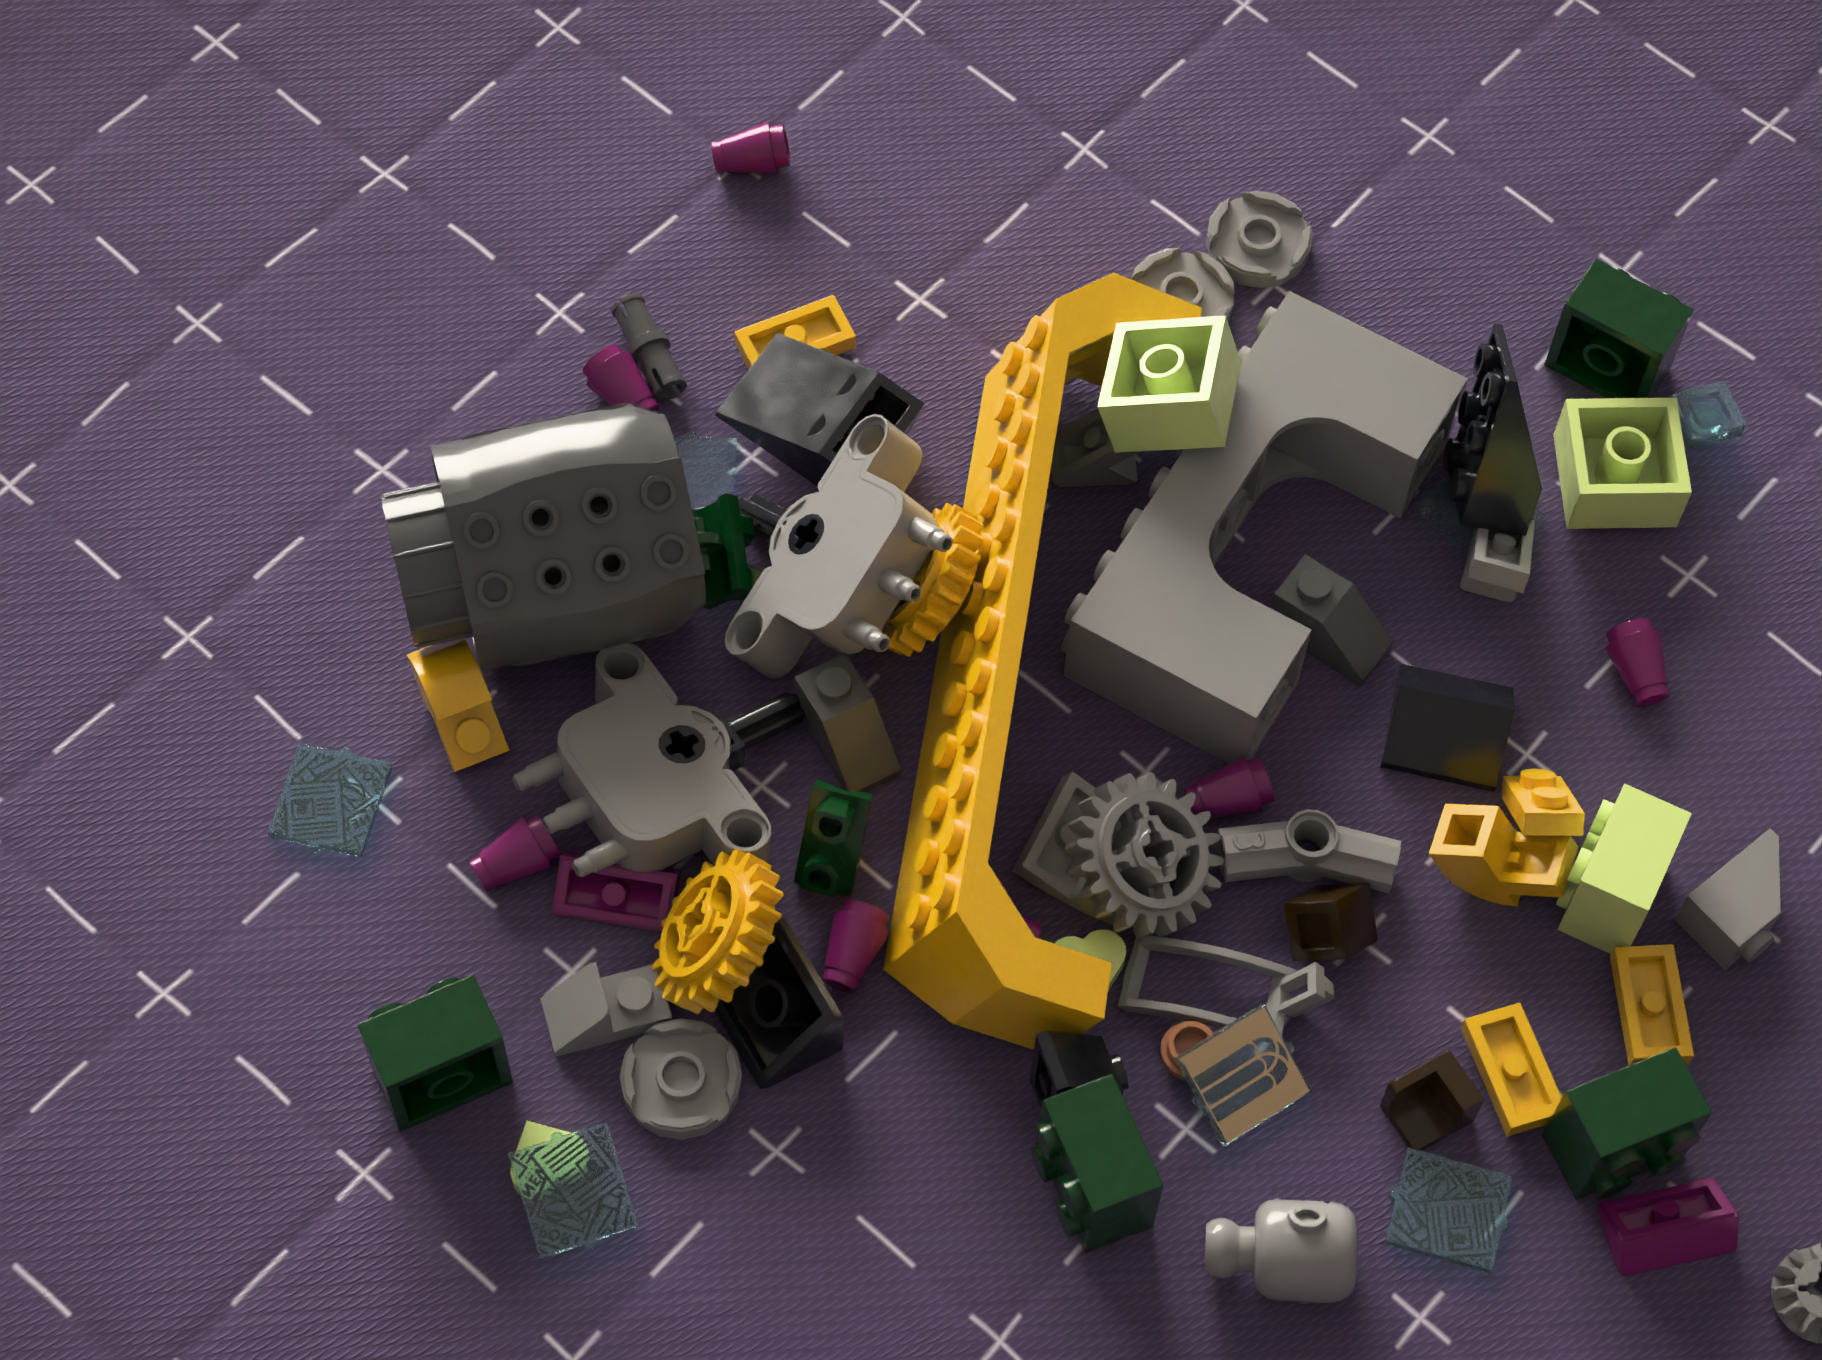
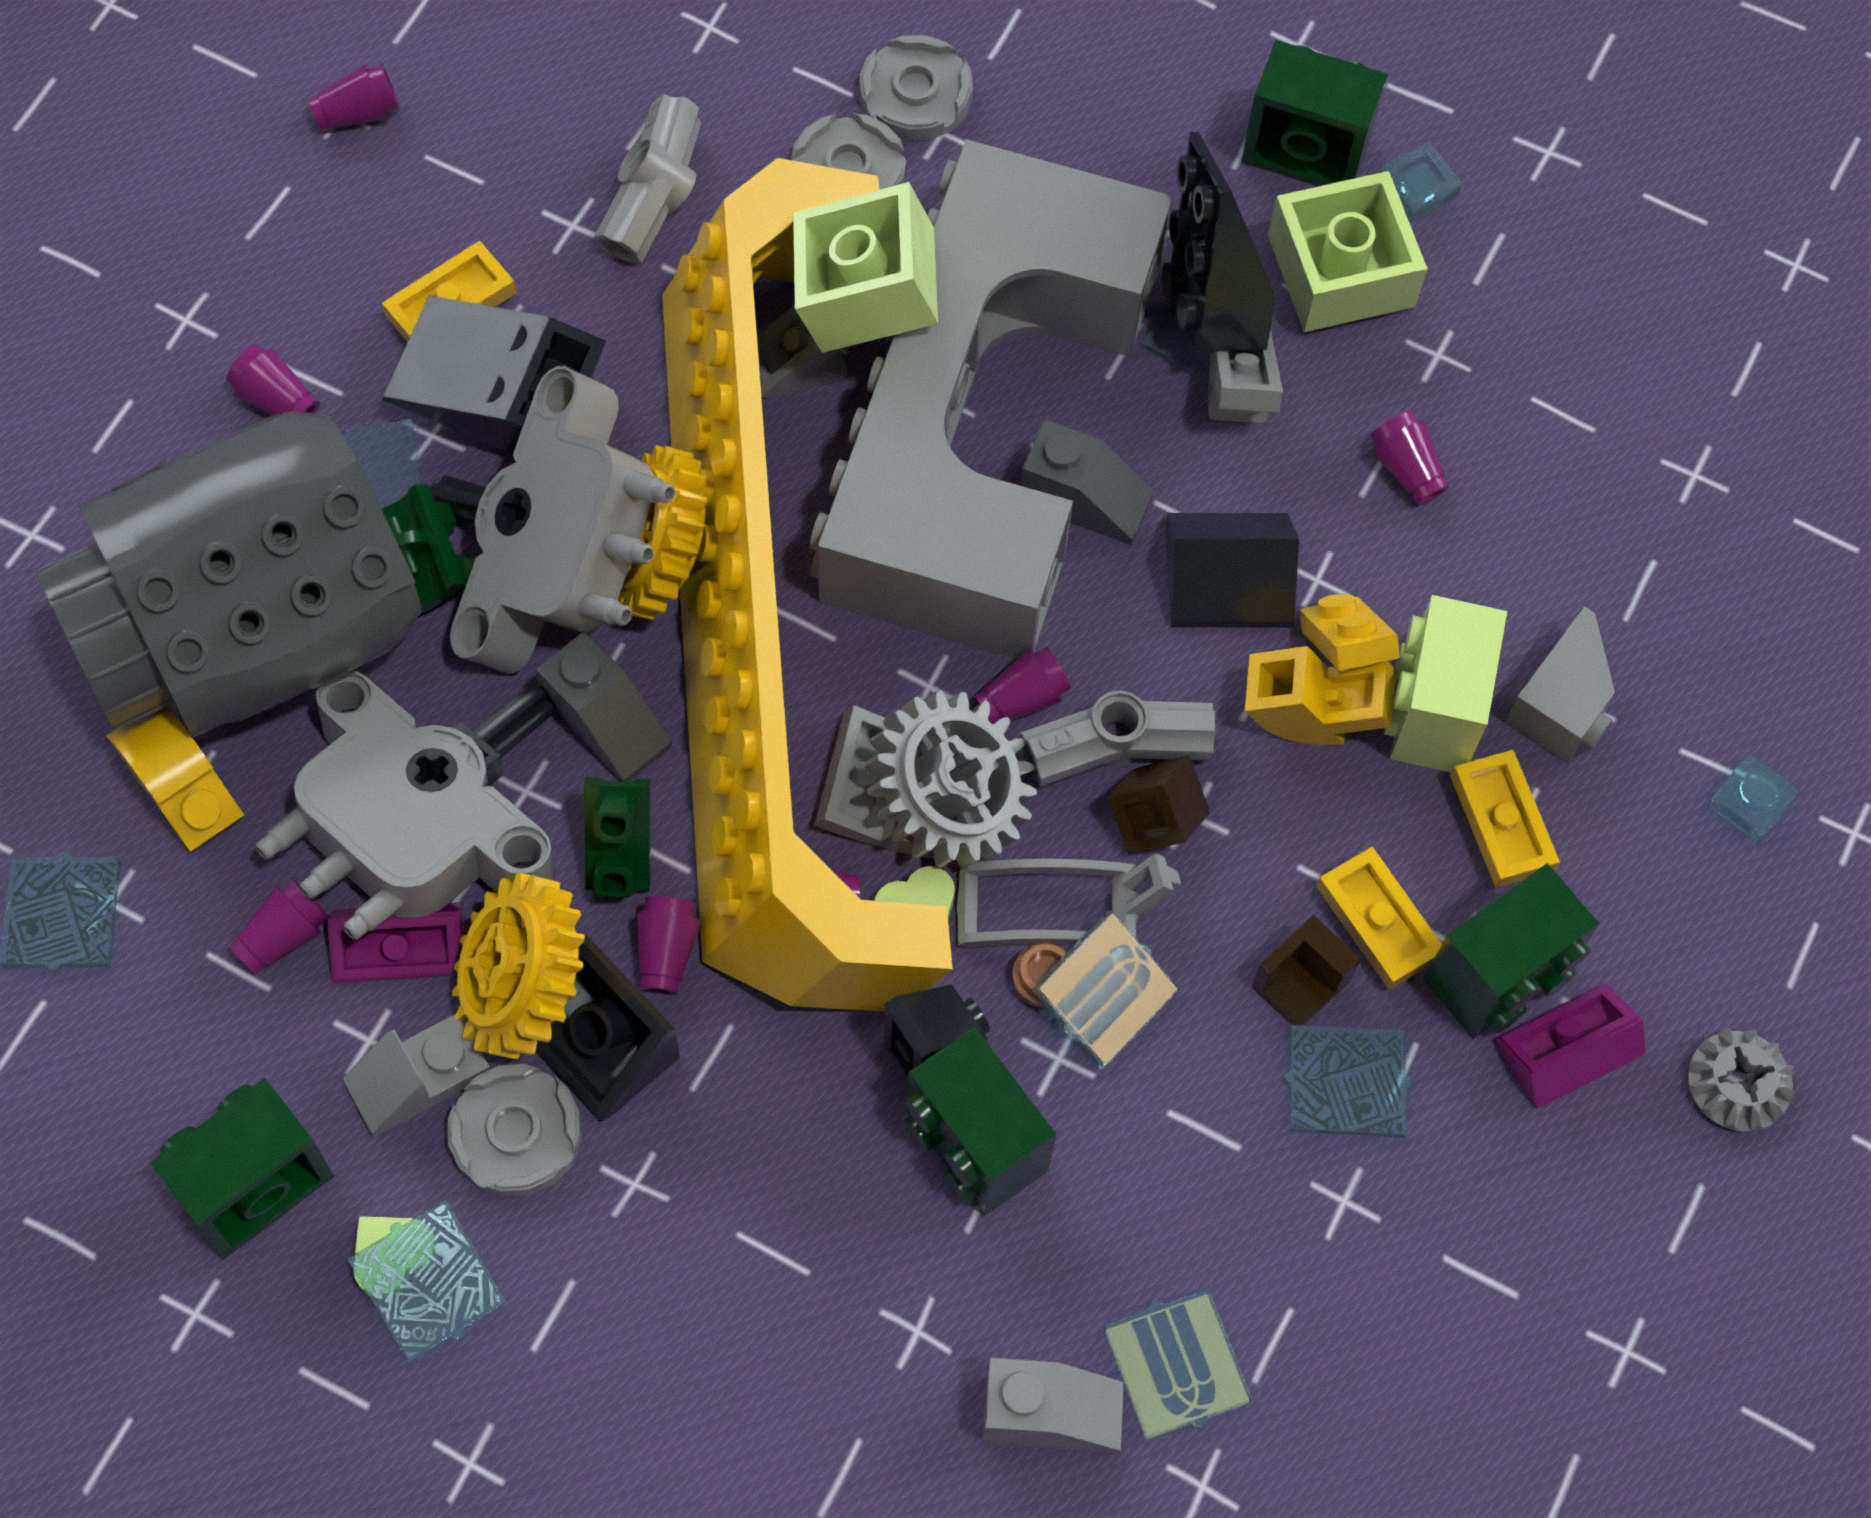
camera: 15 degrees left, 5 degrees up
(648, 347) = (292, 338): dark grey pin -> none
(1000, 272) = (652, 179): none -> light grey piece
(1294, 1250) = (1201, 1165): light grey piece -> none

